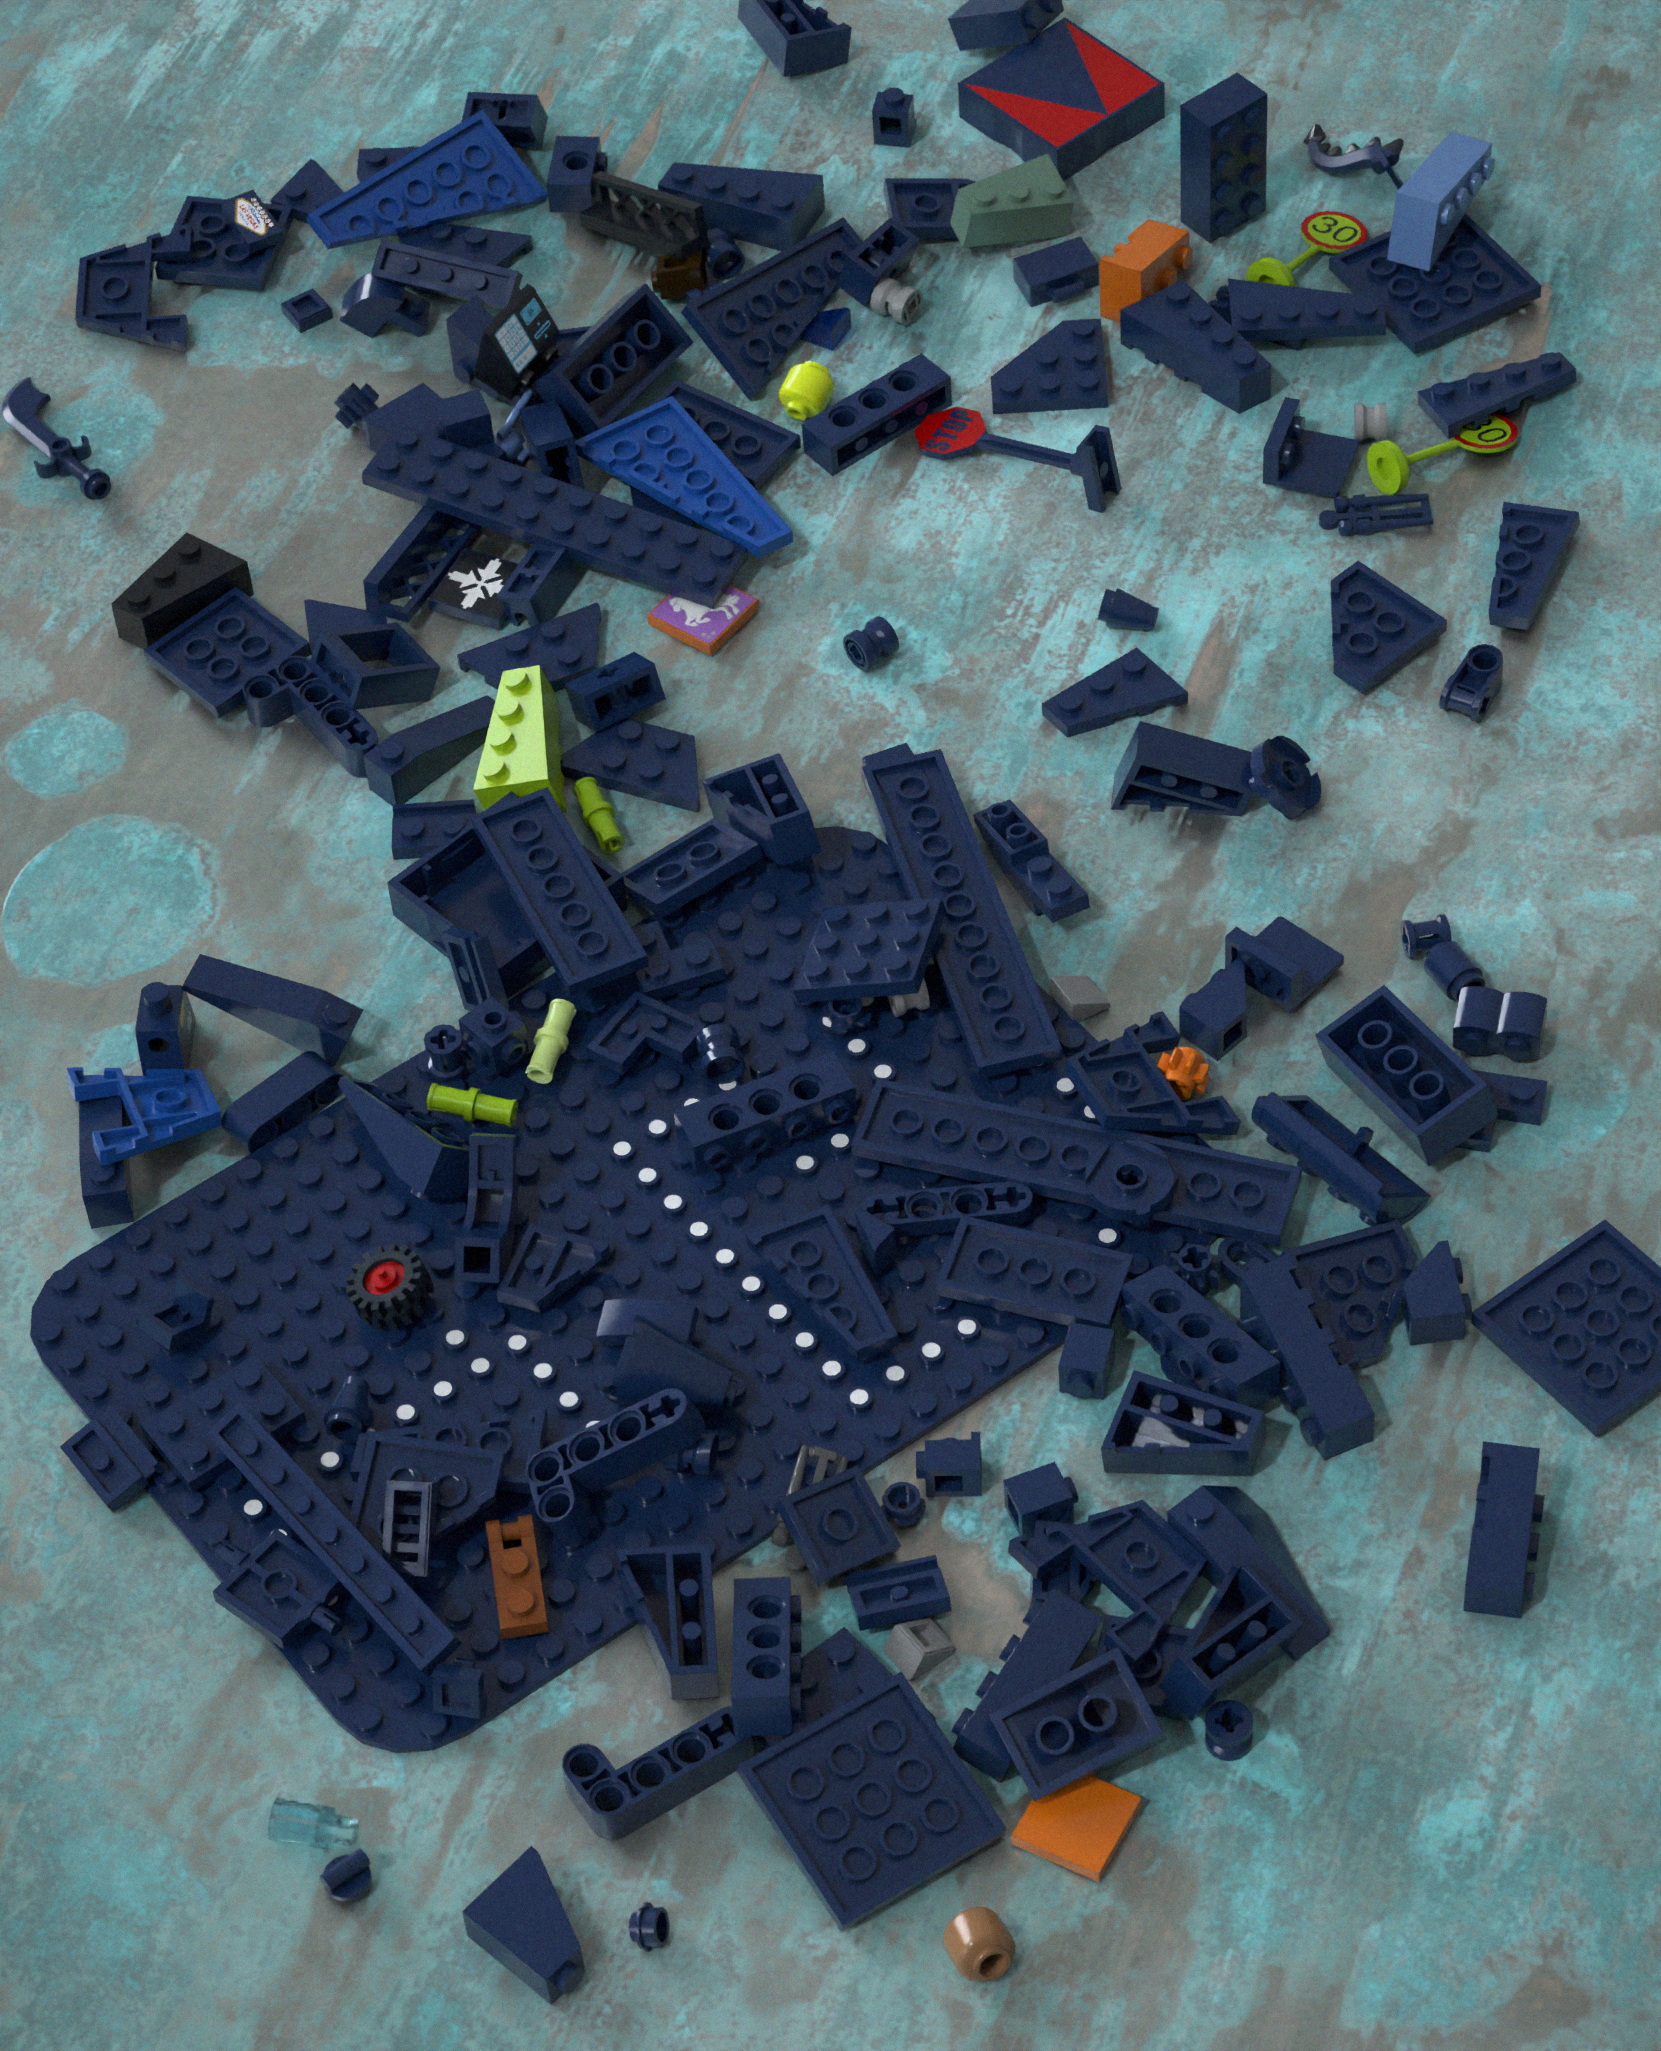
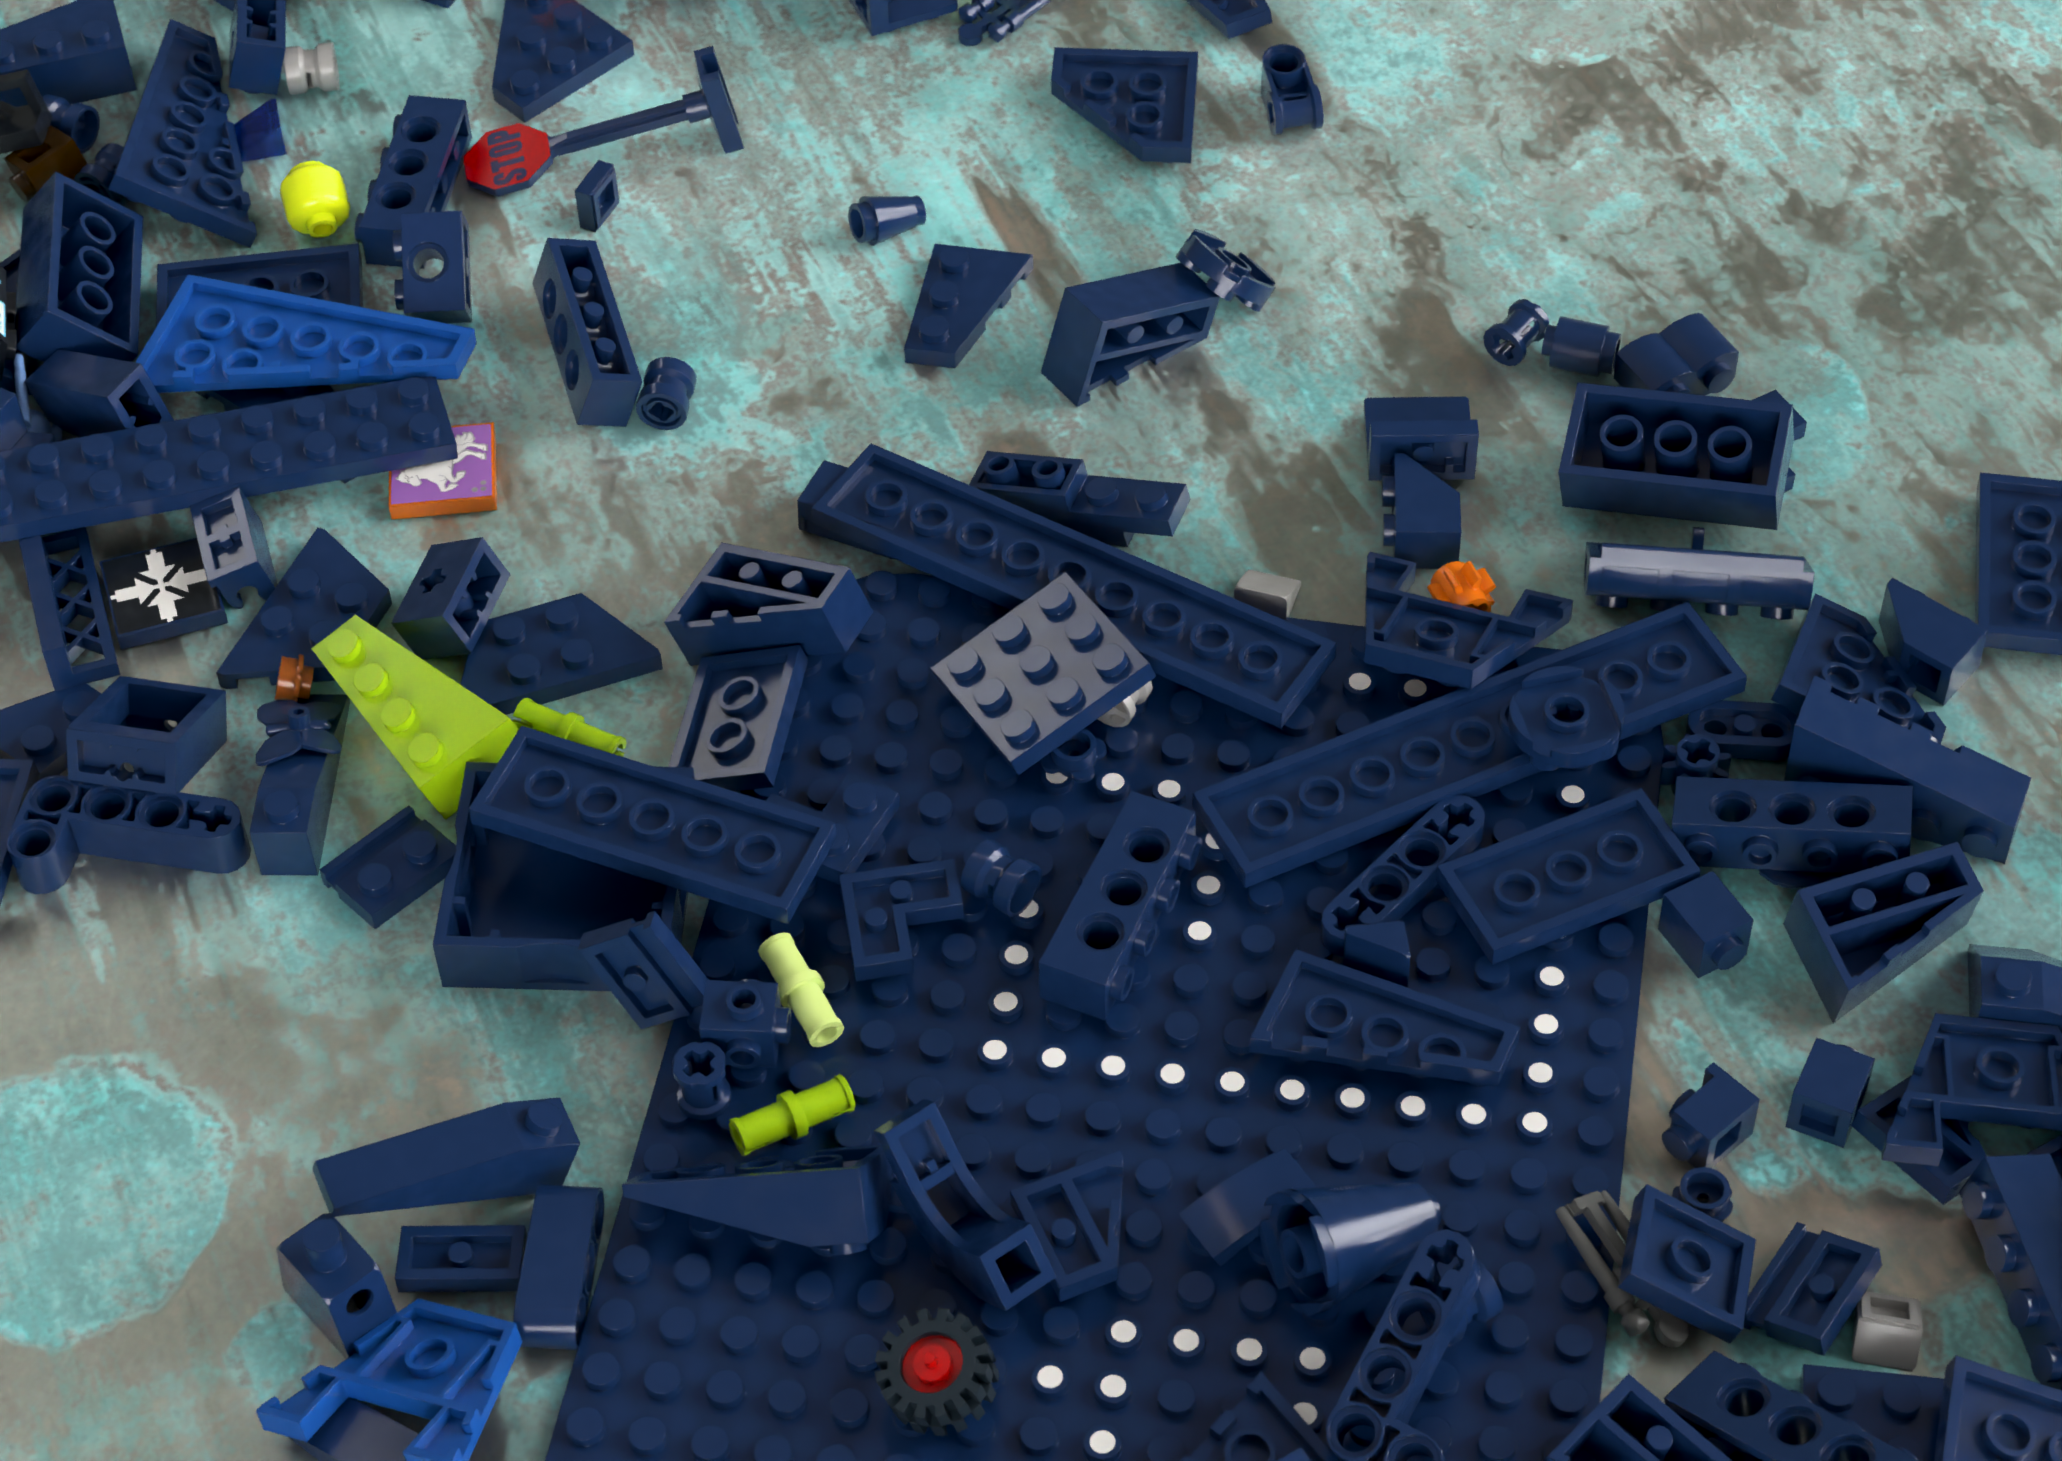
camera: 45 degrees left, 0 degrees up
(238, 1059) = (460, 1258): none -> dark blue plate
(455, 715) = (296, 727): none -> dark blue piece
(485, 684) = (293, 679): none -> dark orange plate
(819, 498) = (428, 237): none -> dark blue brick
(861, 574) = (586, 332): none -> dark blue brick
(969, 489) = (597, 196): none -> dark blue tile

